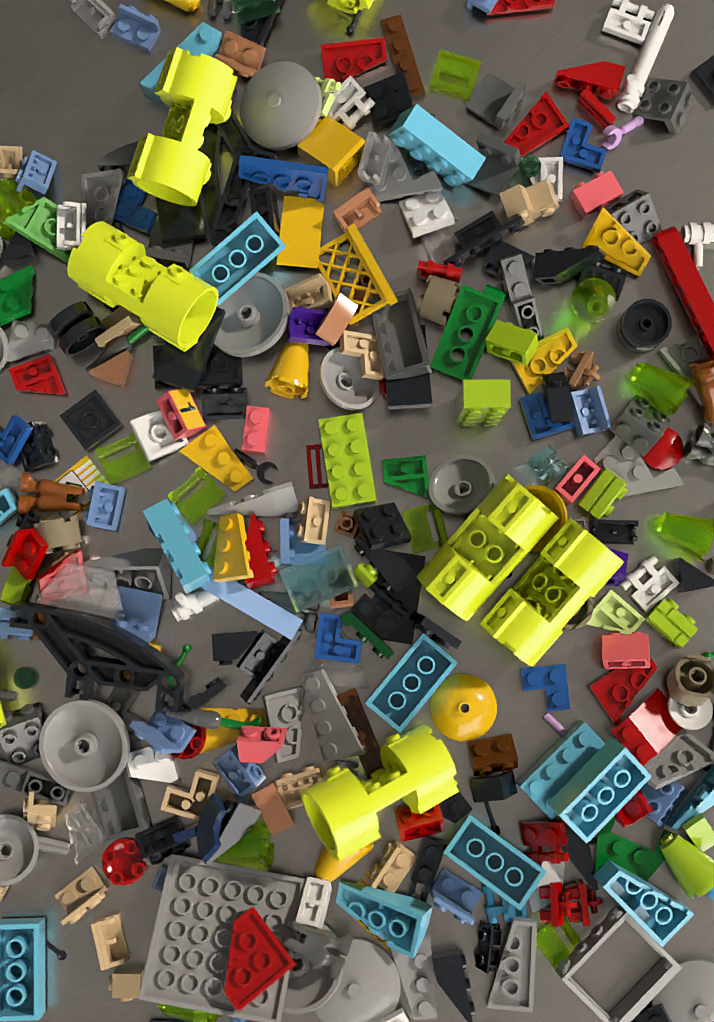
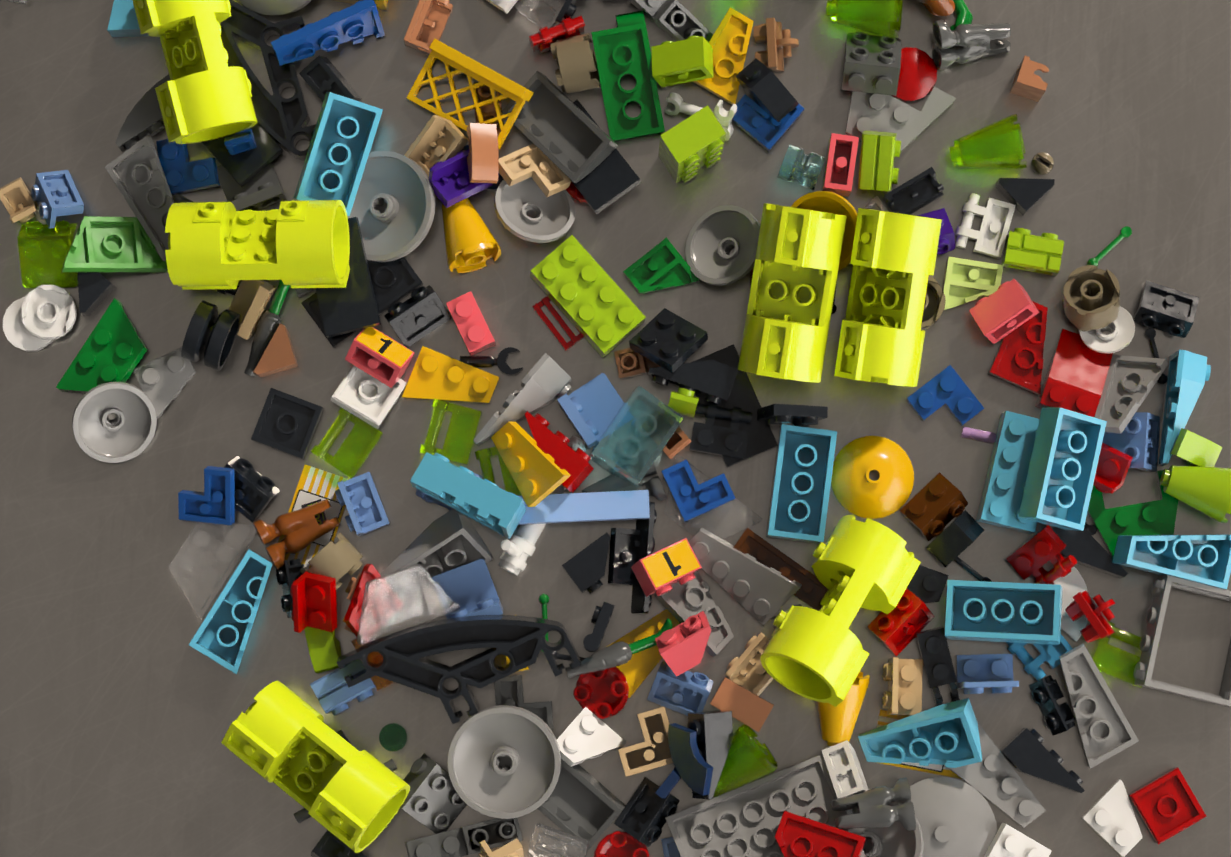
camera: 30 degrees left, 0 degrees up
(38, 376) = (200, 412): red wing -> none
(70, 225) = (134, 230): white hinge -> none
(164, 732) = (581, 694): medium blue bracket -> none
(179, 212) = (240, 142): none -> blue slope
(280, 681) = (666, 567): none -> brick
(301, 232) = (381, 80): yellow sticker -> none
(313, 520) = (592, 380): tan bracket -> none
(366, 634) = (723, 463): dark green plate -> none
(419, 527) = (707, 317): clear neon green plate -> none
(516, 397) = (724, 117): none -> white bar
(581, 913) = (1126, 610): red hips -> none
(590, 411) = (809, 82): medium blue bracket -> none

